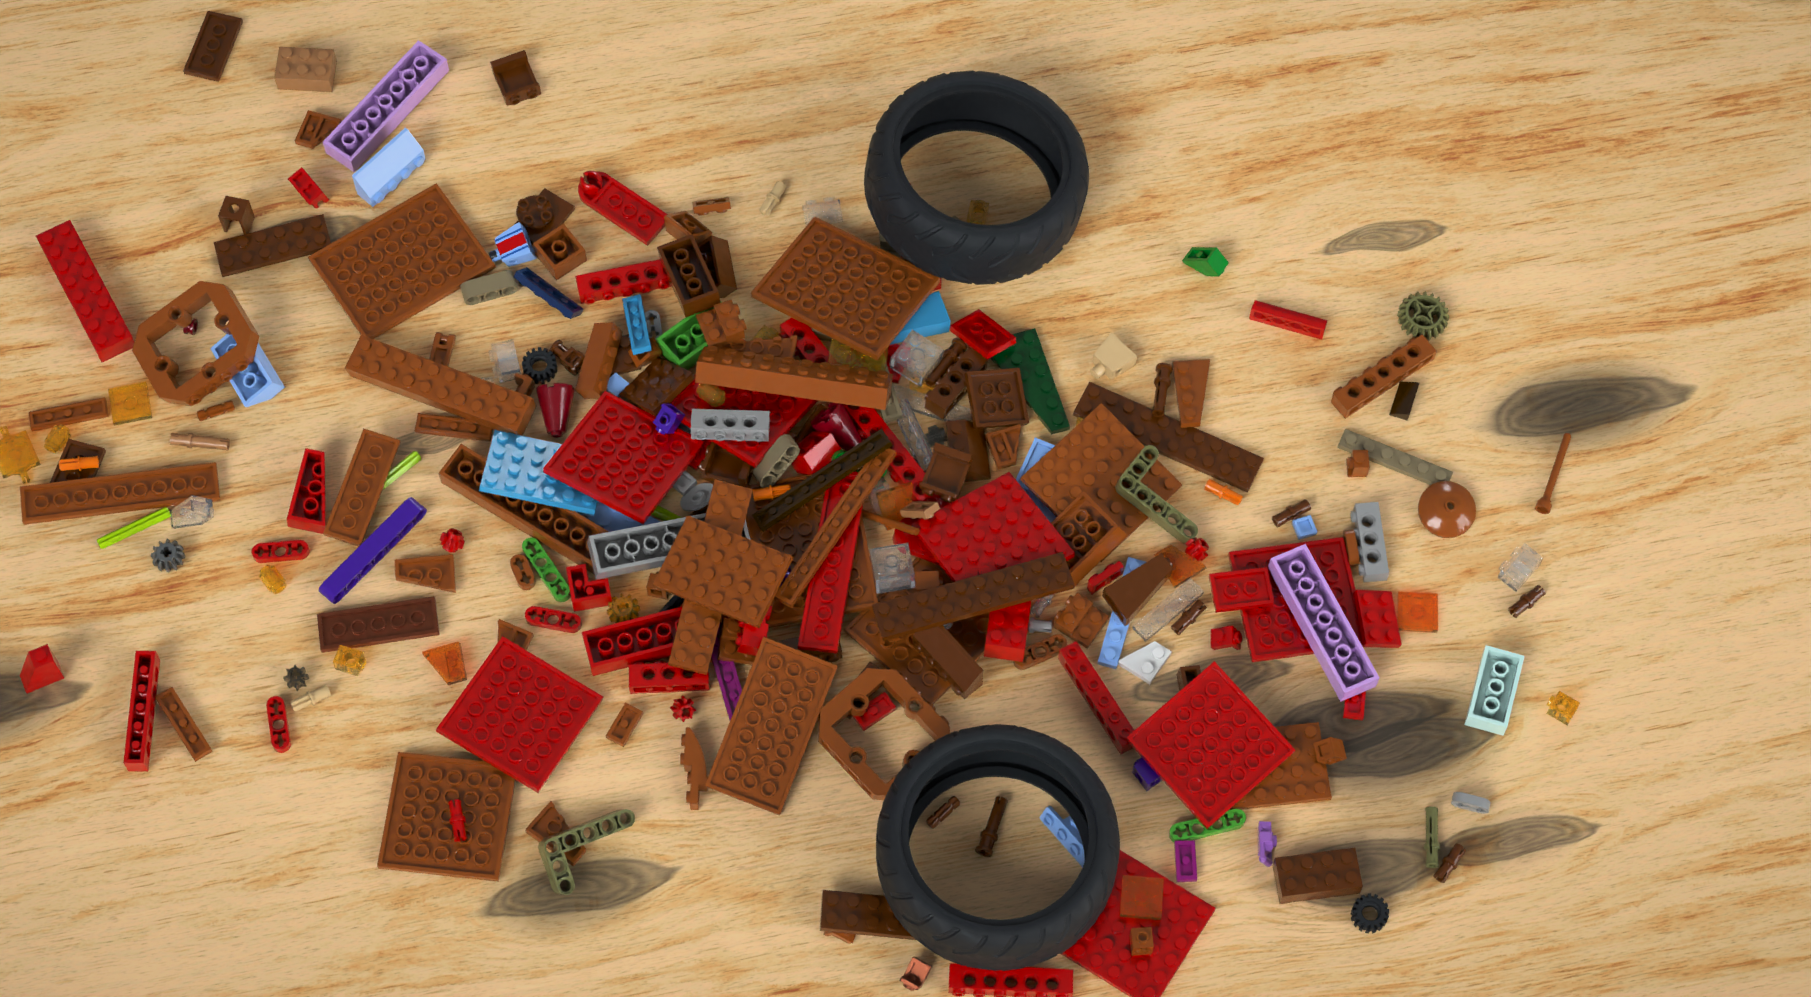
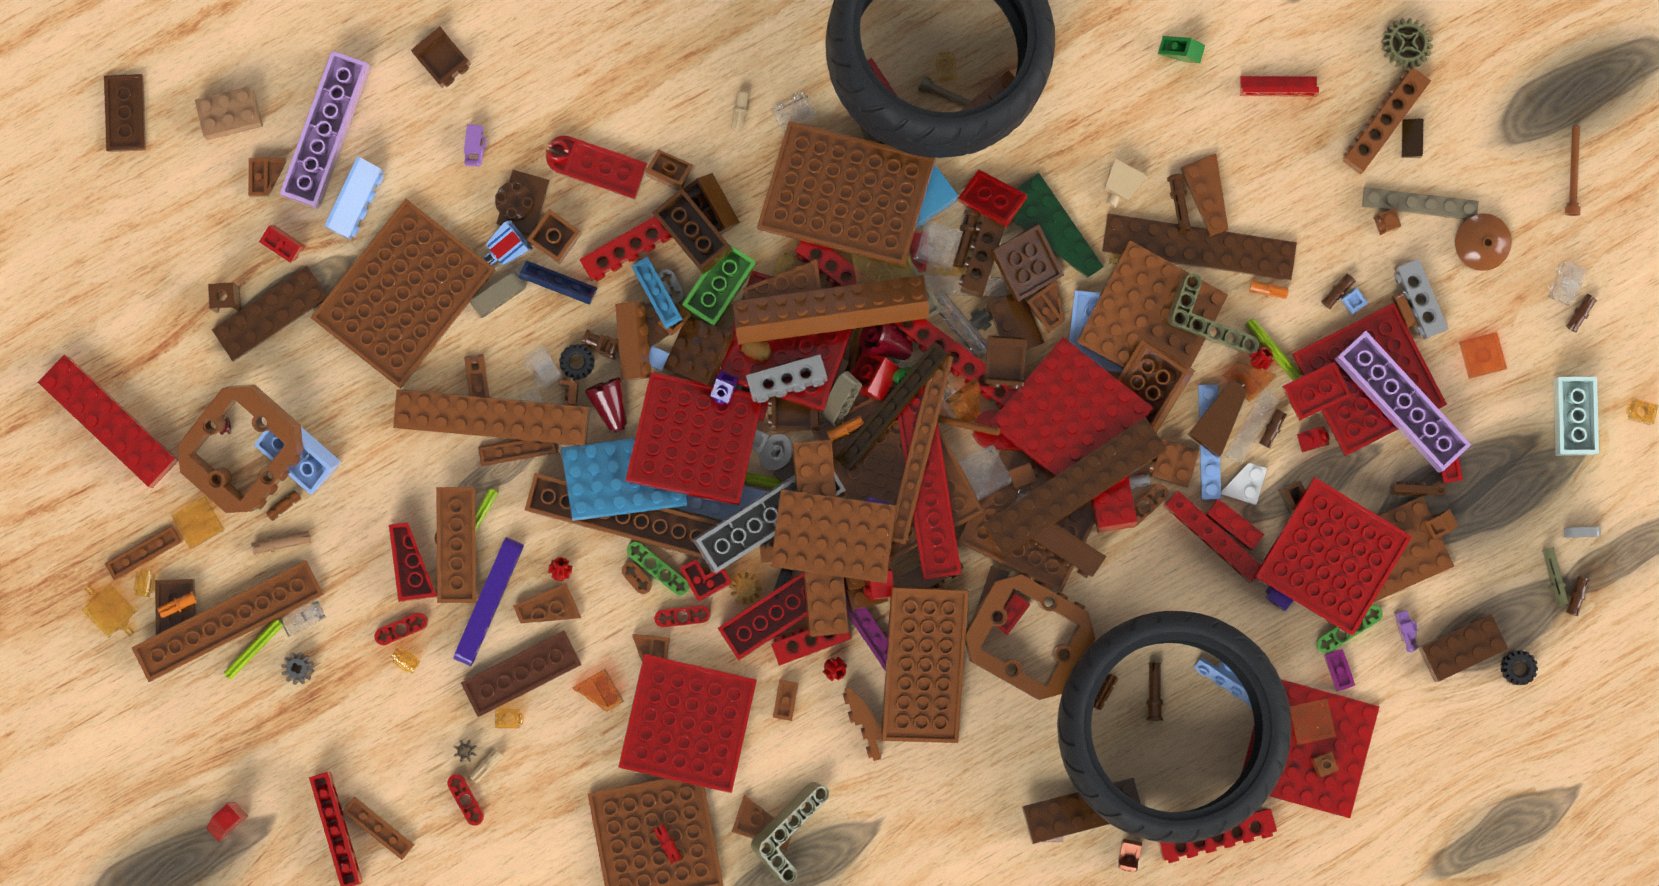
camera: 15 degrees left, 20 degrees up
(517, 156) = (473, 144): none -> medium lavender piece
(719, 205) = (683, 138): dark orange plate -> none
(722, 324) = (741, 272): dark orange plate -> none
(920, 509) = (993, 406): medium nougat plate -> none
(1109, 574) = (1177, 419): red plate -> none
(1123, 692) = (1234, 524): none -> red brick
(1213, 550) = (1278, 355): none -> lime axle
(1315, 714) = (1418, 489): none -> reddish brown hinge
(1377, 619) = (1448, 376): red plate -> none

